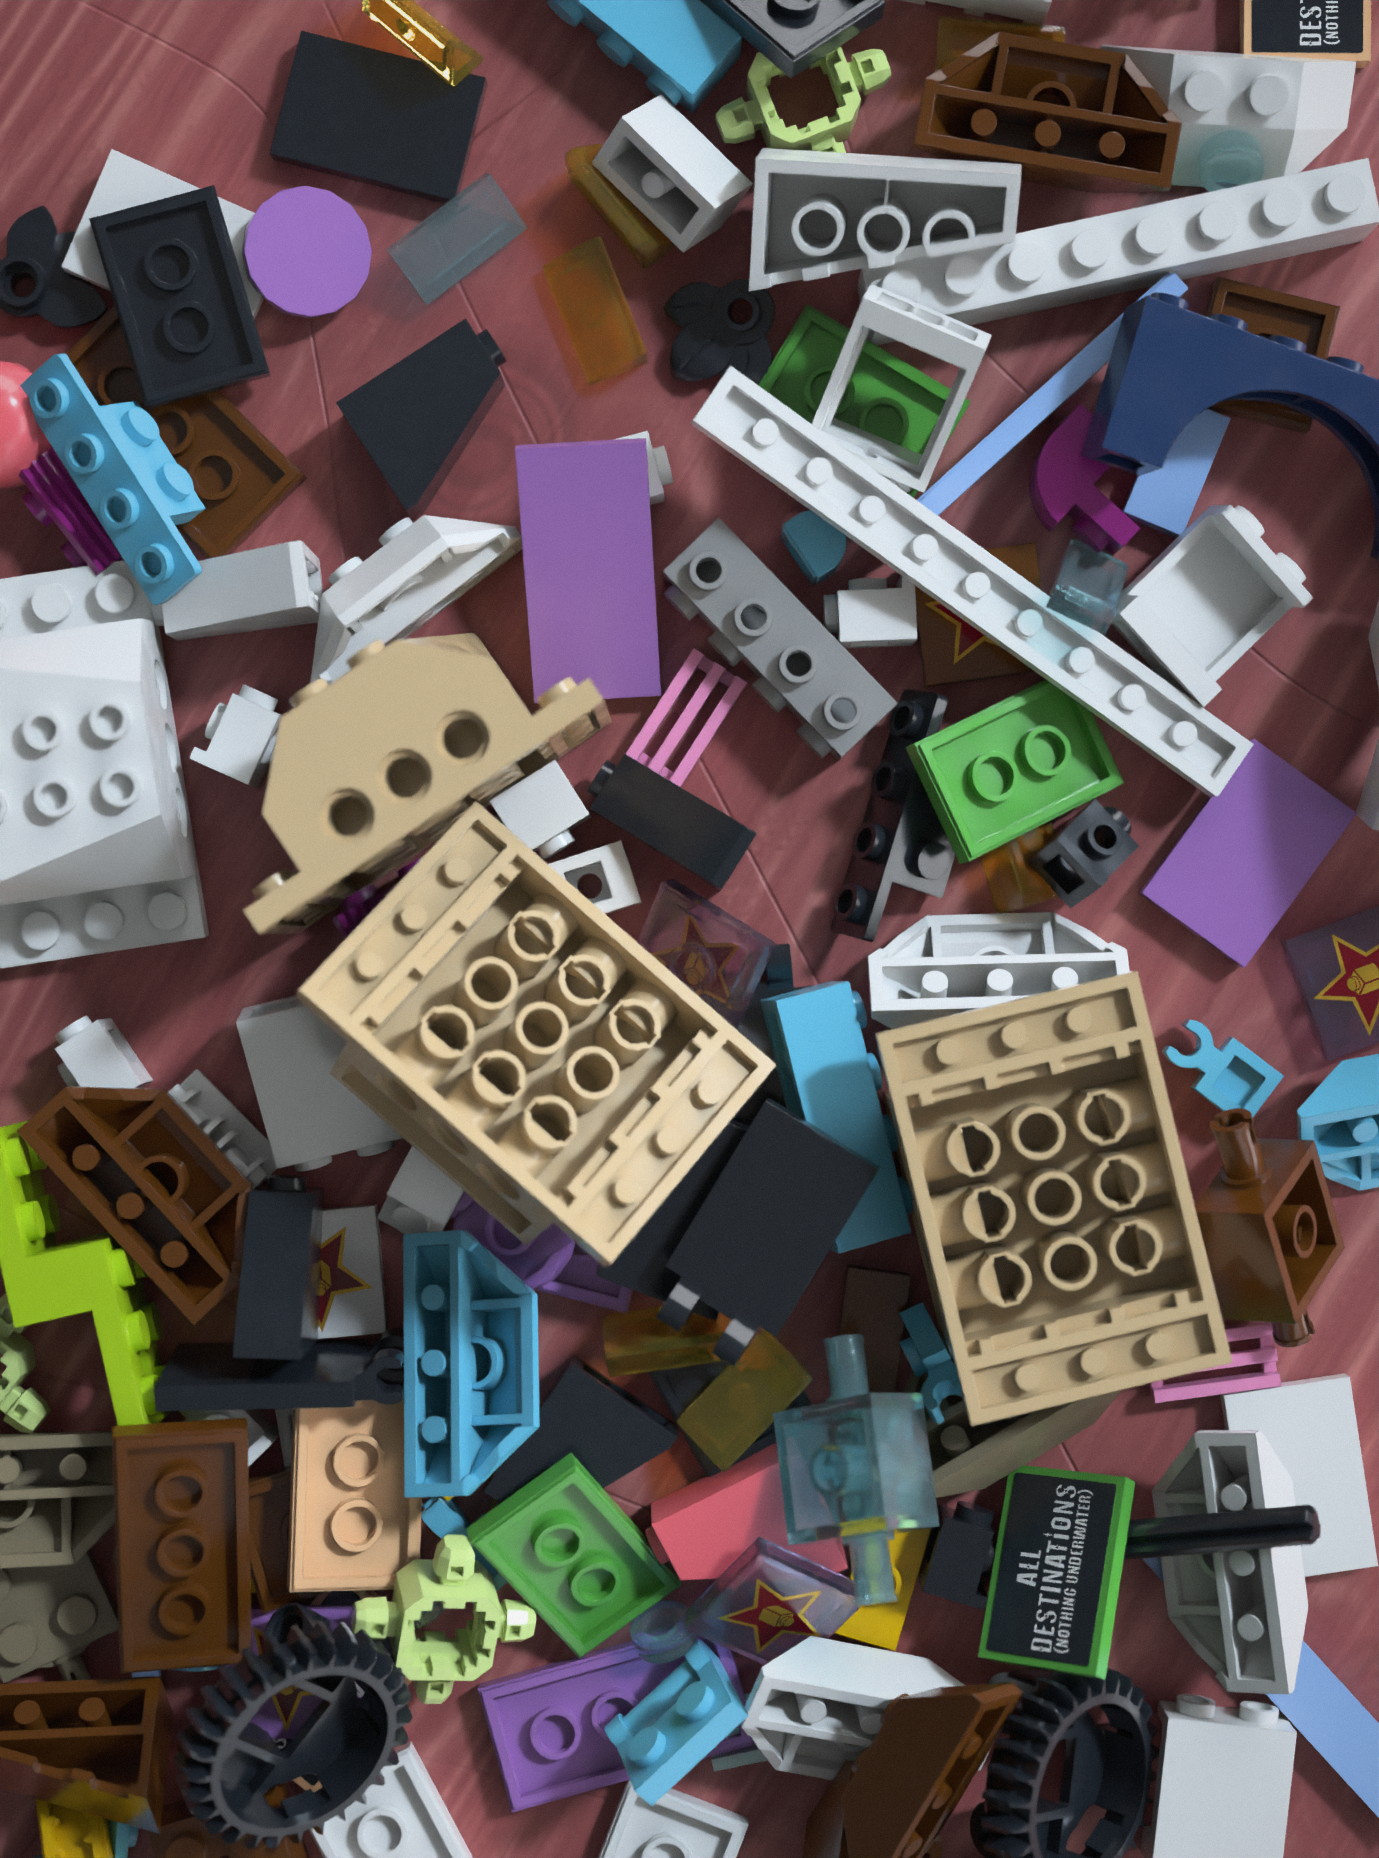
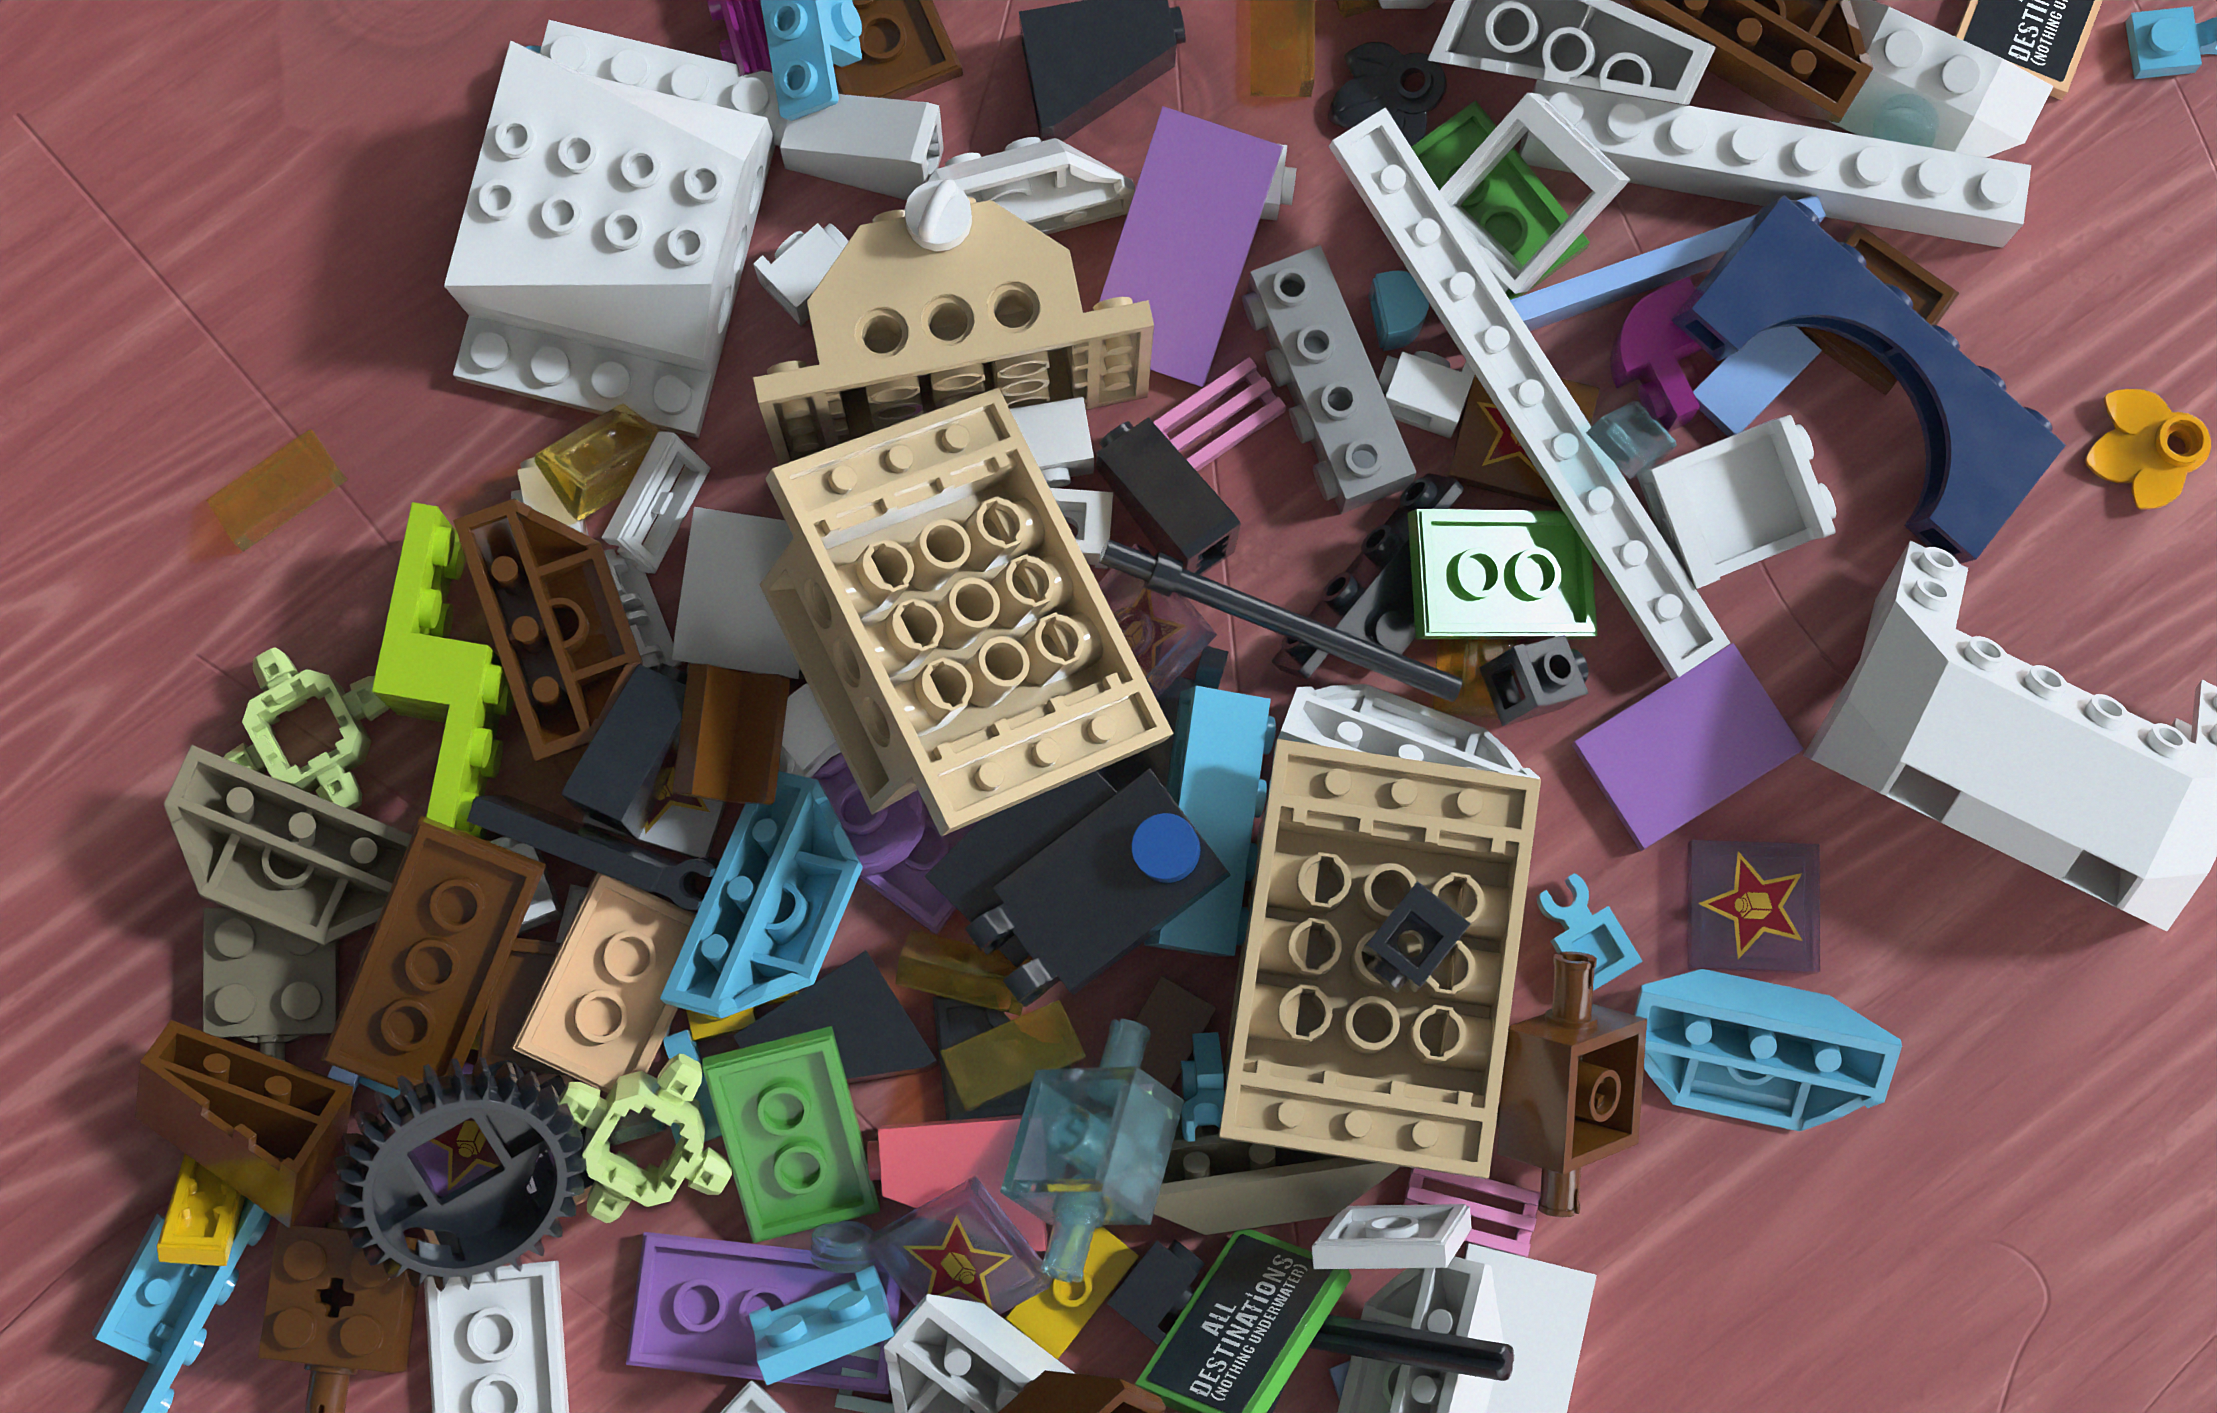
camera: 15 degrees right, 10 degrees down
(129, 1004) = (597, 460): none -> clear yellow slope
(189, 1020) = (651, 496): none -> white tile
(352, 679) = (938, 215): none -> white tile
(363, 1222) = (731, 735): none -> reddish brown panel
(707, 909) = (1166, 575): none -> black bar
(812, 1173) = (1166, 848): none -> blue tile
(1105, 1167) = (1426, 918): none -> black brick
(1159, 1433) = (1392, 1237): none -> white tile

